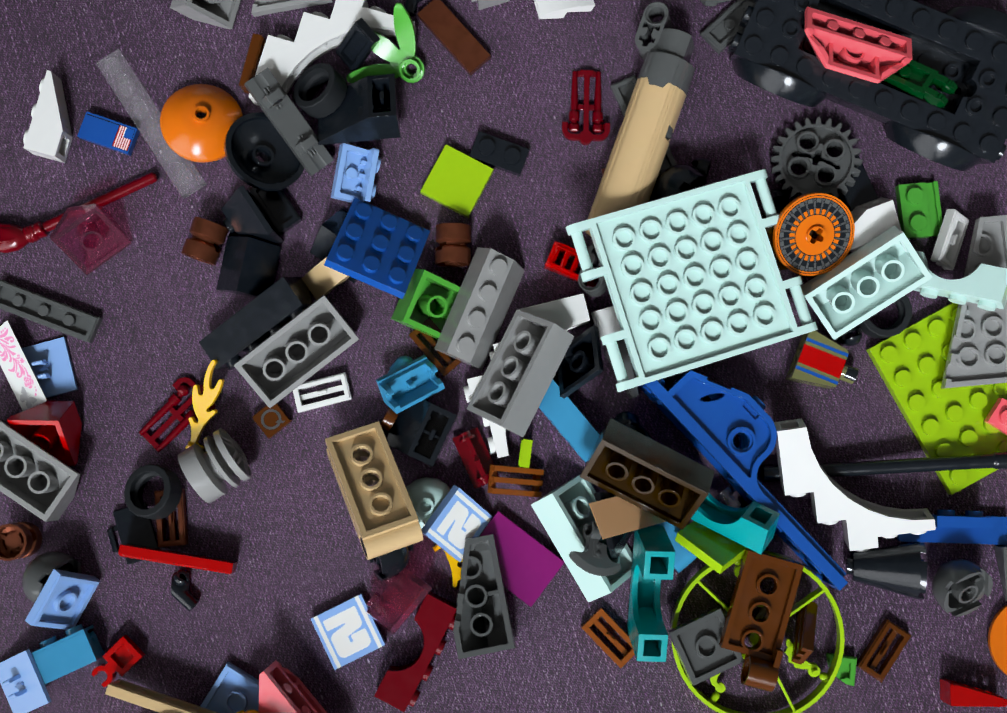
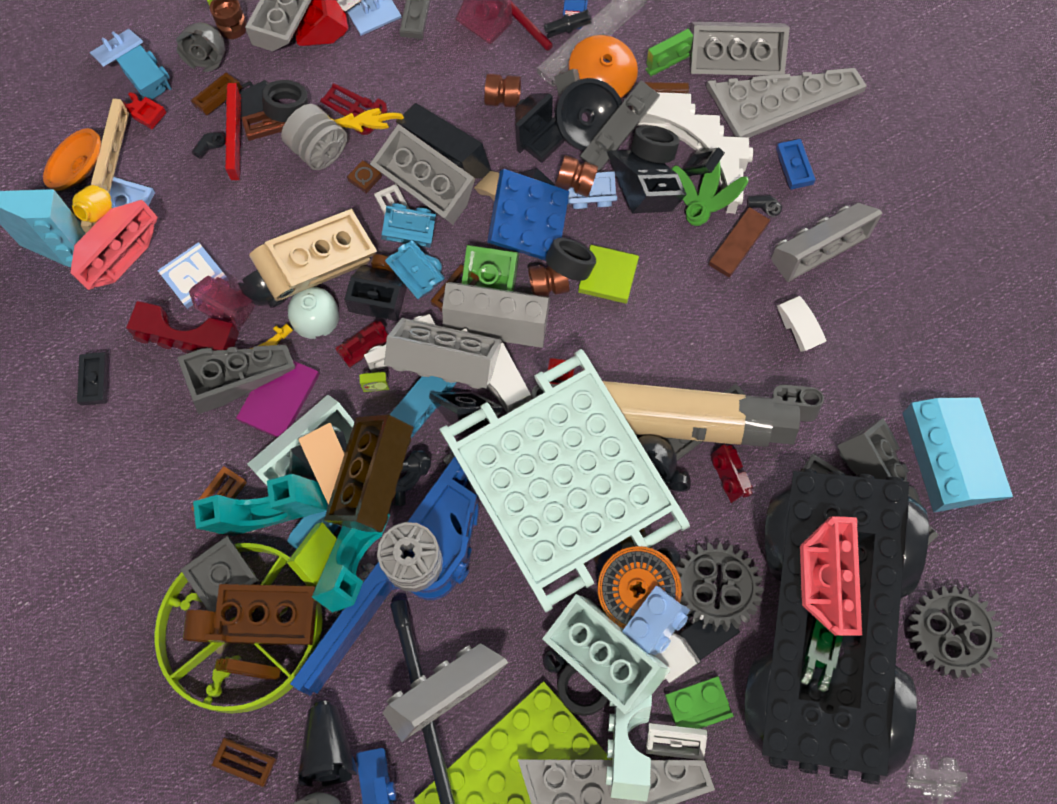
camera: 80 degrees right, 15 degrees down
(62, 600) = (185, 56): light blue tile -> none
(120, 569) = (214, 94): none -> reddish brown tile
(133, 146) = (568, 23): none -> black pin
(207, 50) = (669, 52): none -> bright green plate
(215, 166) = (565, 79): none -> dark grey tile
(248, 266) = (492, 129): black slope -> none
(345, 184) = (576, 176): none -> copper wheel
(353, 381) = (406, 225): none -> dark azure hinge
(448, 225) = (570, 259): none -> black tyre
(454, 521) = (301, 333): tile -> none
(499, 153) = (643, 303): black plate -> none
(536, 482) = (336, 376): dark orange tile -> none
(586, 136) = (680, 370): dark red piece -> none
(594, 557) = (280, 449): dark grey piece -> none
(716, 116) = (727, 463): none -> dark red hinge
(734, 447) = (408, 572): none -> light grey wheel
(820, 362) = (518, 633): torso -> none
(831, 503) = (380, 668): white arch -> none
(847, 668) = (221, 726): bright green tile -> none
(851, 226) = (656, 621): none -> light blue bracket
(871, 443) = (443, 690): none -> light grey slope

